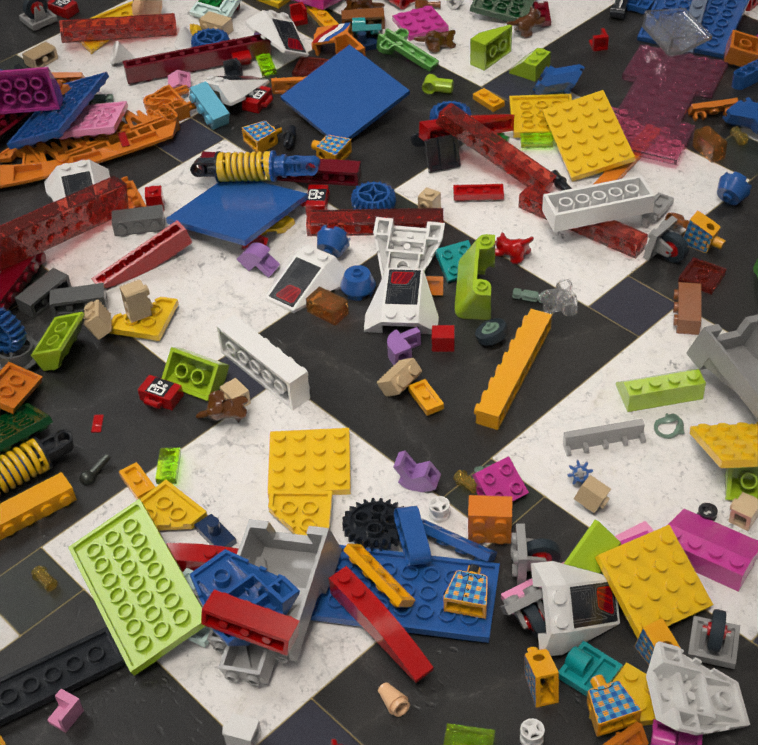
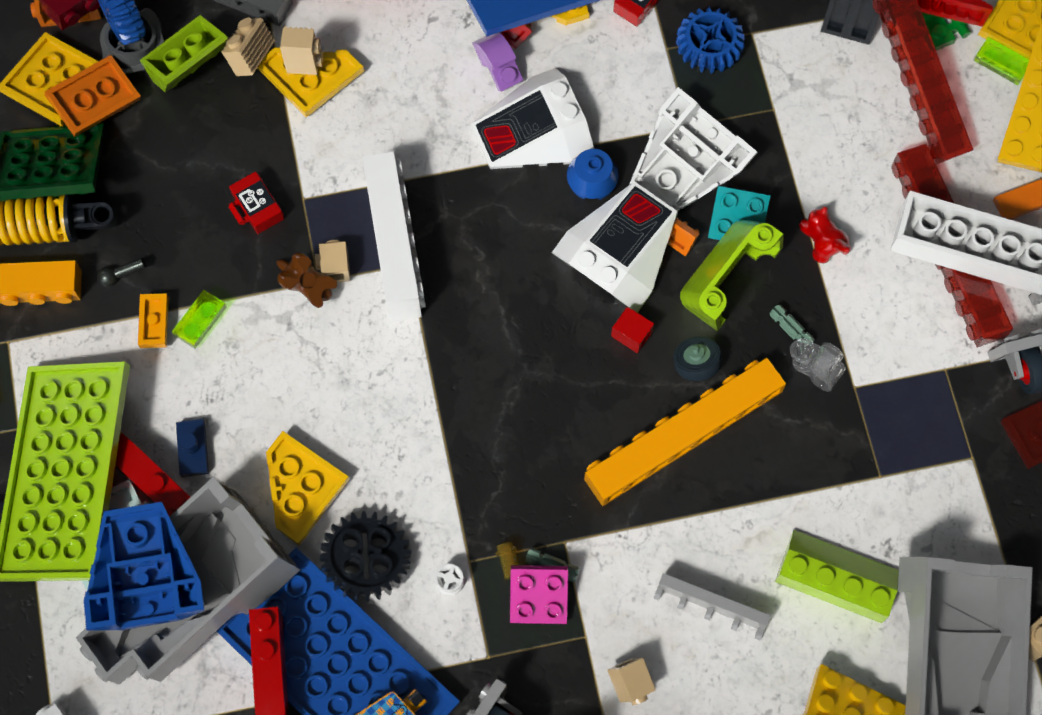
camera: 30 degrees right, 25 degrees up
(97, 423) = (165, 201): red piece -> none
(172, 508) = (161, 381): yellow plate -> none
(194, 372) = (310, 197): lime slope -> none
(250, 622) = (119, 622): red brick -> none
(310, 460) = (356, 414): yellow plate -> none
(327, 305) = (531, 187): clear orange brick -> none
(332, 241) = (602, 89): blue cone -> none
(362, 221) = (668, 71): clear red brick -> none
(379, 575) = (313, 633): light orange plate -> none
(399, 377) = (536, 359): tan brick -> none
(401, 344) = (570, 305): medium lavender brick -> none
(412, 535) = (382, 607): blue beam -> none
(414, 476) = (455, 516): medium lavender brick -> none
(426, 397) = (549, 407): light orange plate -> none
(429, 199) = (776, 90): tan brick -> none
(461, 544) = (435, 634): blue plate -> none
(478, 192) = (855, 109): red plate -> none
(490, 519) = (486, 640): orange brick -> none
(560, 181) = (976, 157): black axle -> none
(575, 470) = (642, 639): blue gear -> none
(668, 419) = (811, 625): sand green piece -> none
(687, 308) = (971, 477): dark orange brick -> none

